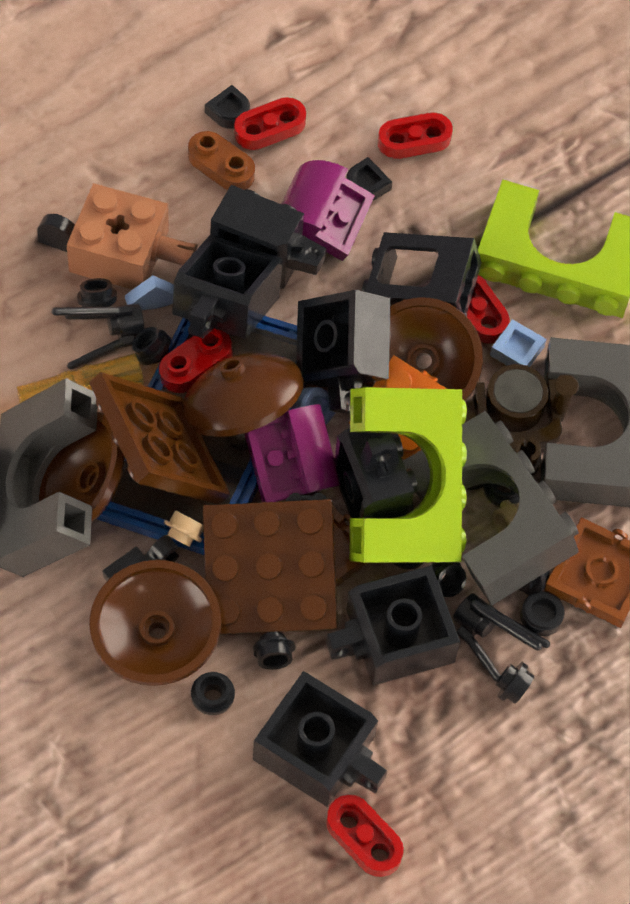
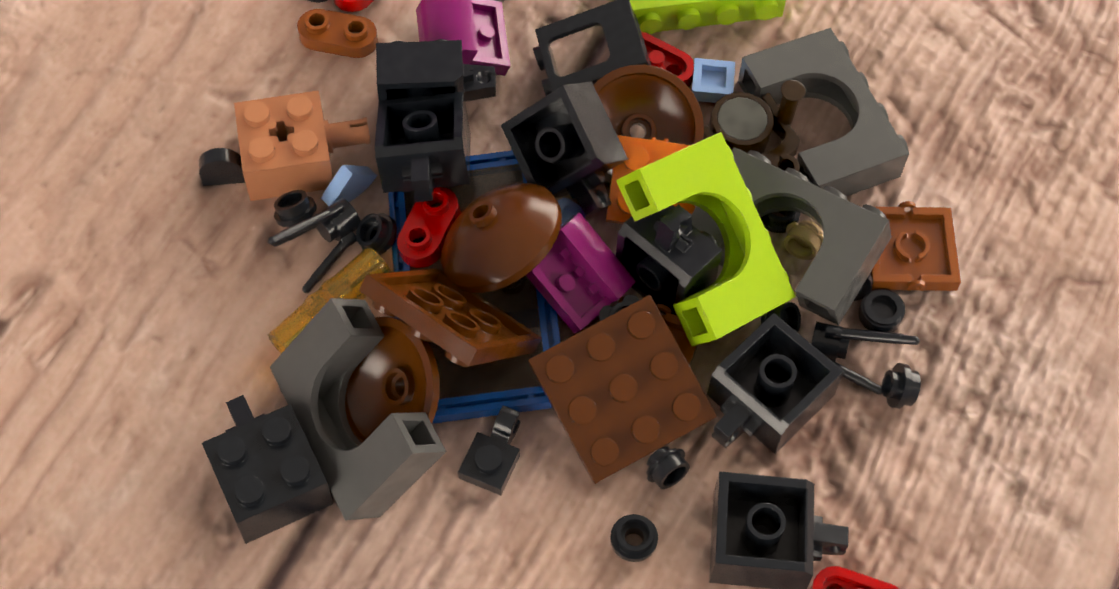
camera: 25 degrees left, 0 degrees up
(150, 598) = (541, 467): reddish brown dish -> none
(184, 528) = (519, 391): tan plate -> none

